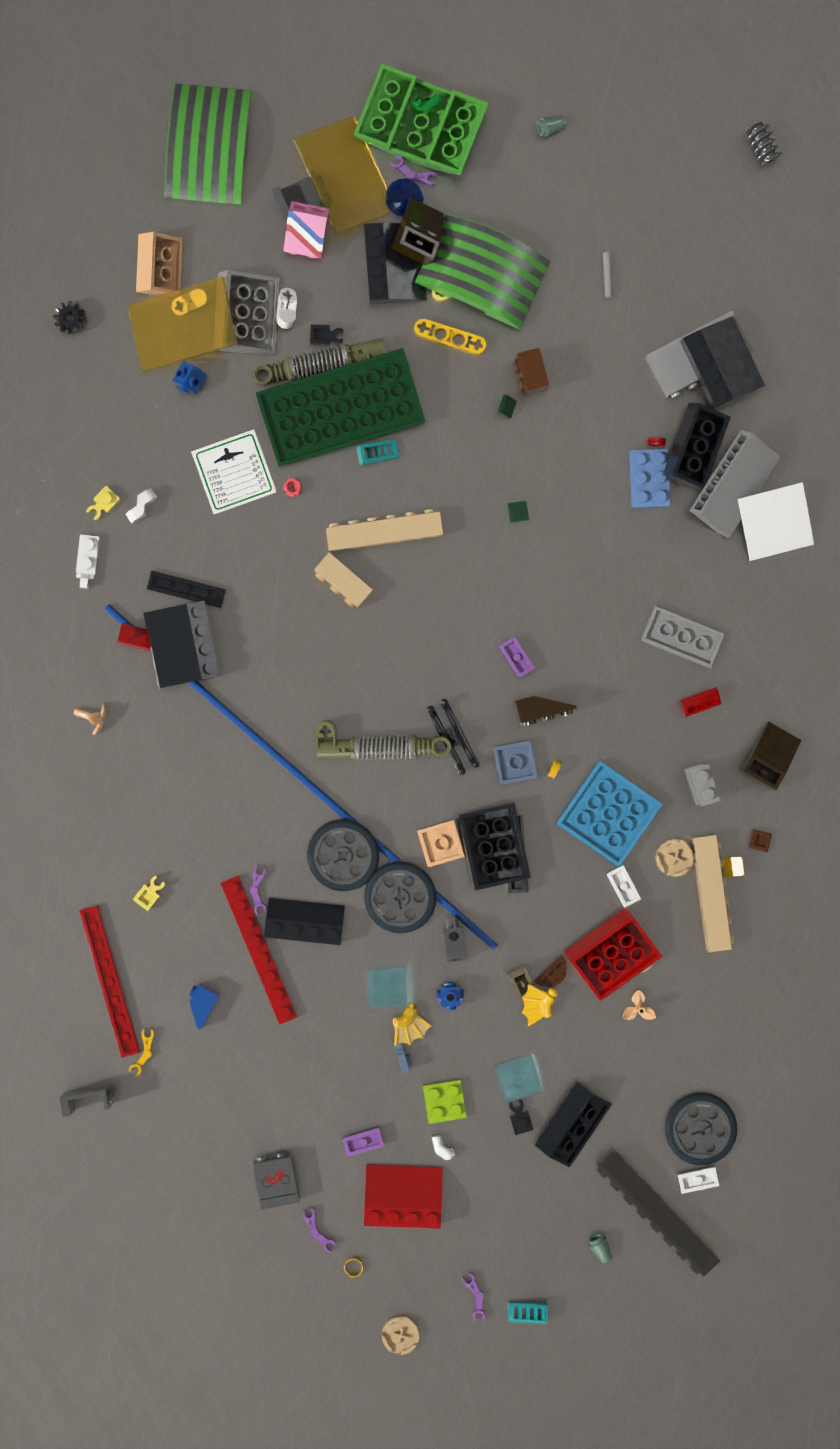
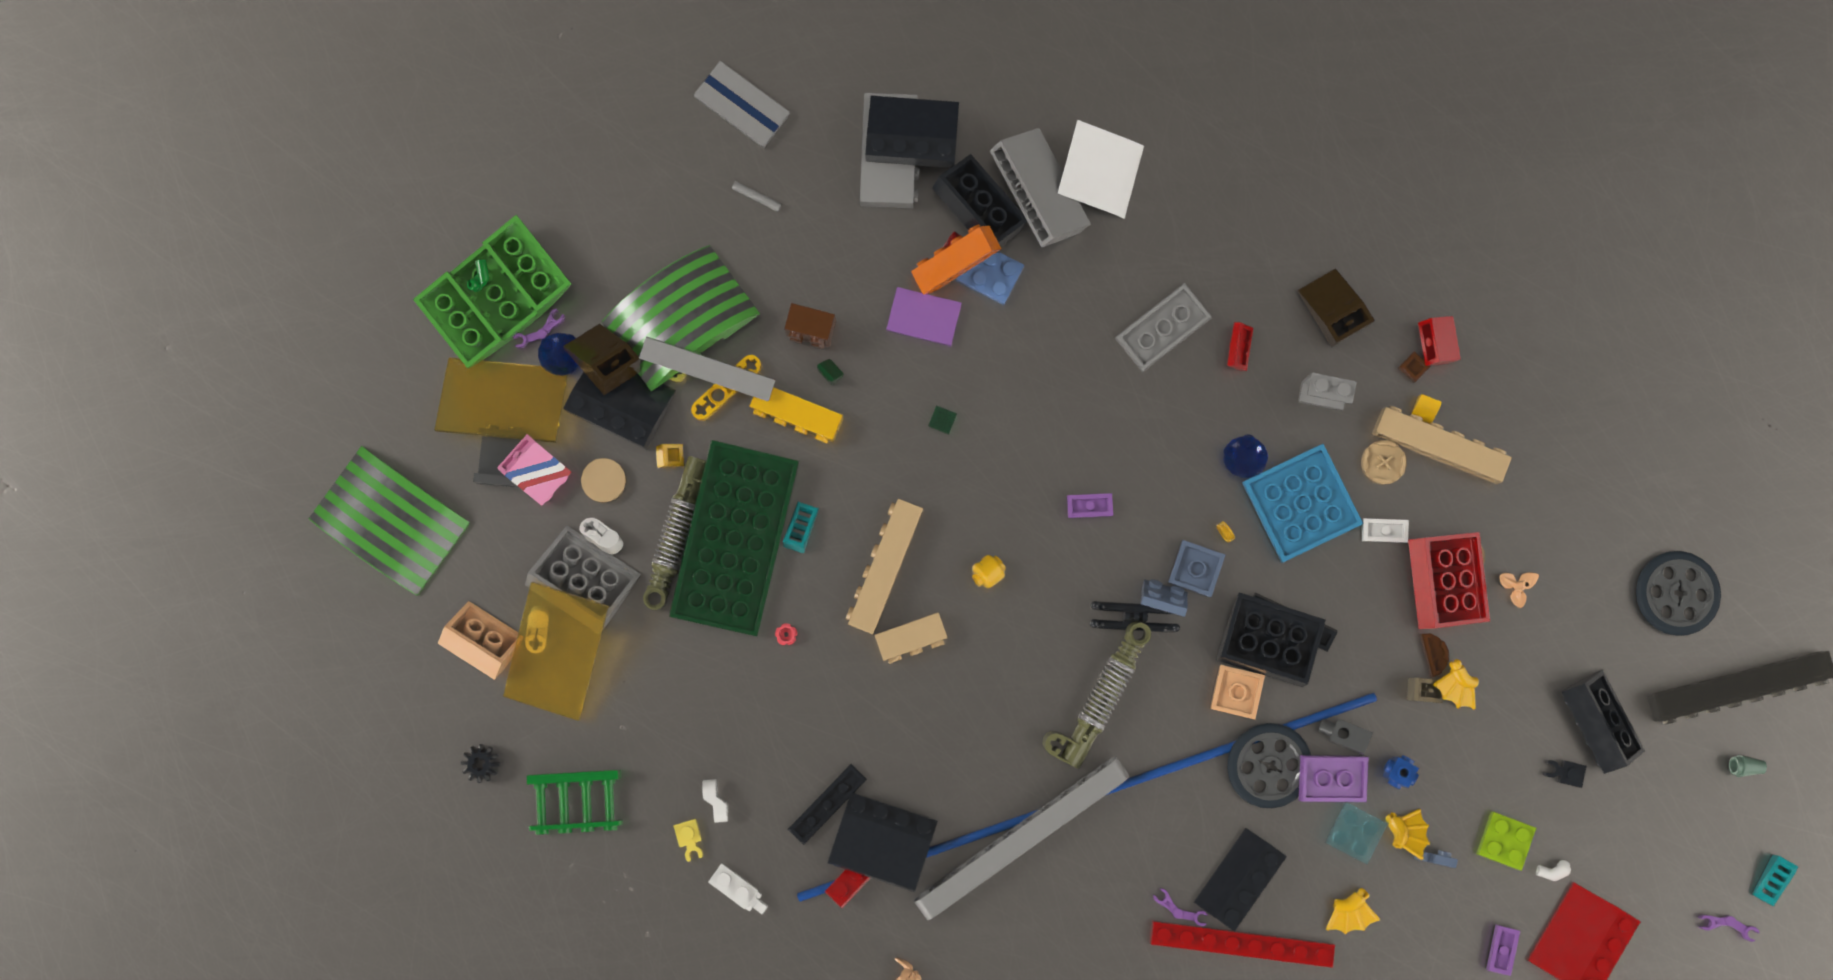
camera: 60 degrees left, 5 degrees down
(90, 386) = (563, 782): none -> green fence
(189, 378) = (614, 676): blue brick -> none
(233, 471) = (735, 685): white sticker -> none
(243, 745) = (1021, 838): none -> light grey beam
(318, 846) = (1170, 819): wedge -> none
(322, 335) = (649, 515): black plate -> none
(327, 1017) = (1352, 913): none -> yellow arm
(328, 285) = (603, 480): none -> tan tile
(375, 324) = (669, 455): none -> yellow slope
(417, 949) = (1333, 778): none -> medium lavender tile
(424, 609) = (988, 571): none -> yellow head
(454, 313) = (707, 368): none -> light grey tile
(461, 399) = (798, 413): none -> yellow brick
(479, 750) = (1164, 597): none -> sand blue plate
(518, 1078) = (1524, 751): clear light blue plate -> none
(536, 707) = (1153, 518): dark brown slope -> none
(549, 125) = (574, 167): sand green cone -> none
(588, 453) = (923, 316): none -> medium lavender tile
(619, 752) = (1245, 456): none -> clear blue dish
(643, 452) = (956, 259): none -> orange brick
(671, 223) = (742, 104): none -> light grey tile
(698, 1179) = (1729, 626): white plate -> none
(789, 848) = (1439, 340): none -> red brick

